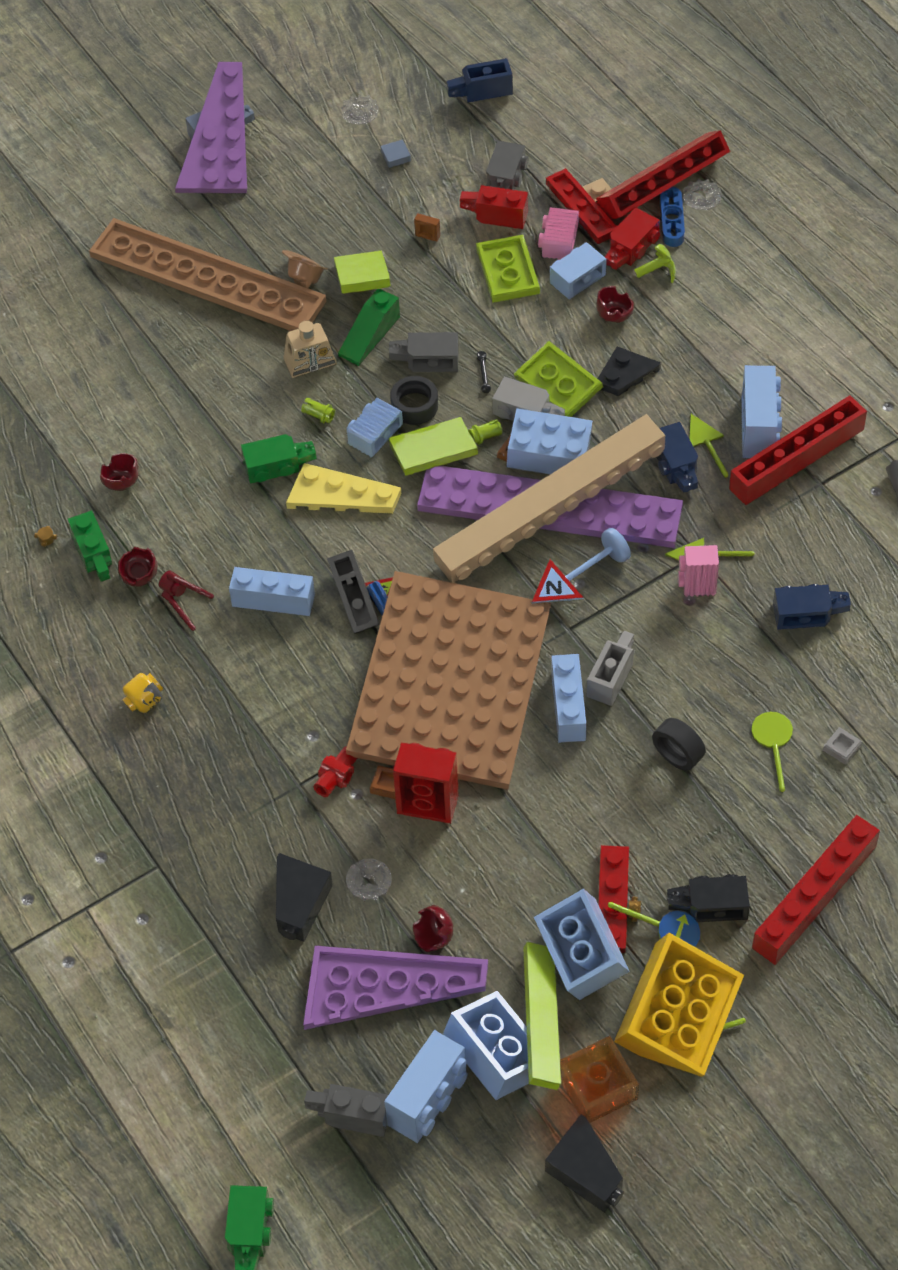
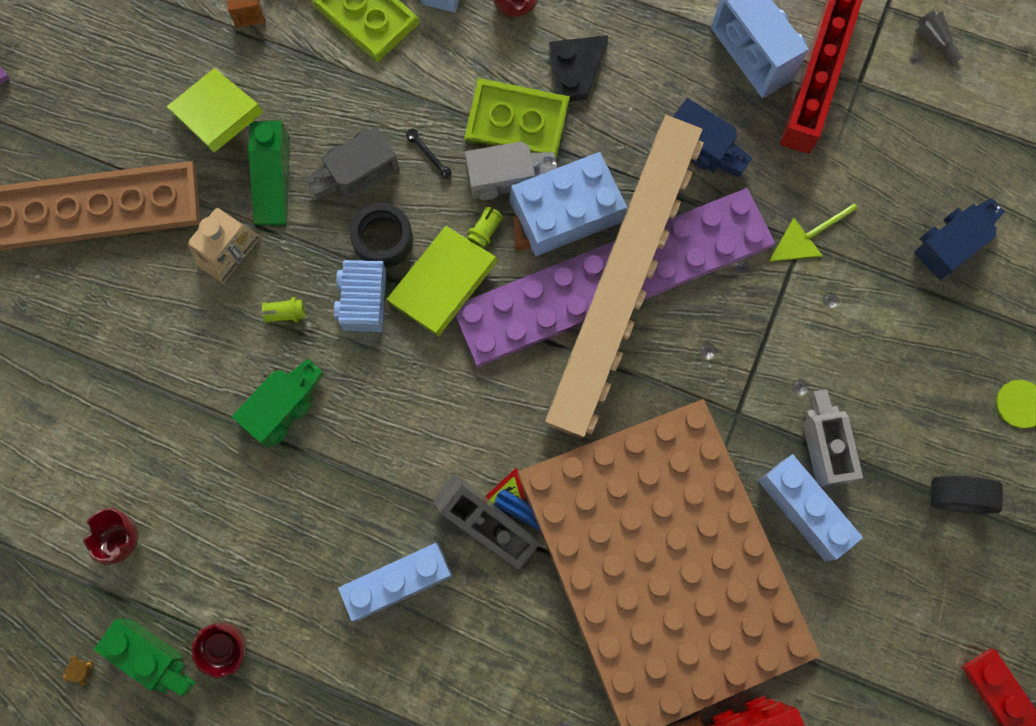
camera: 35 degrees left, 20 degrees up
(175, 586) = (277, 643): dark red plant -> none
(302, 269) = (142, 141): medium nougat piece -> none
(333, 489) = (369, 401): light yellow wing -> none
(557, 586) = (698, 376): light blue piece -> none
(699, 570) = (837, 266): bright pink brick -> none
(704, 433) = (706, 93): lime piece -> none

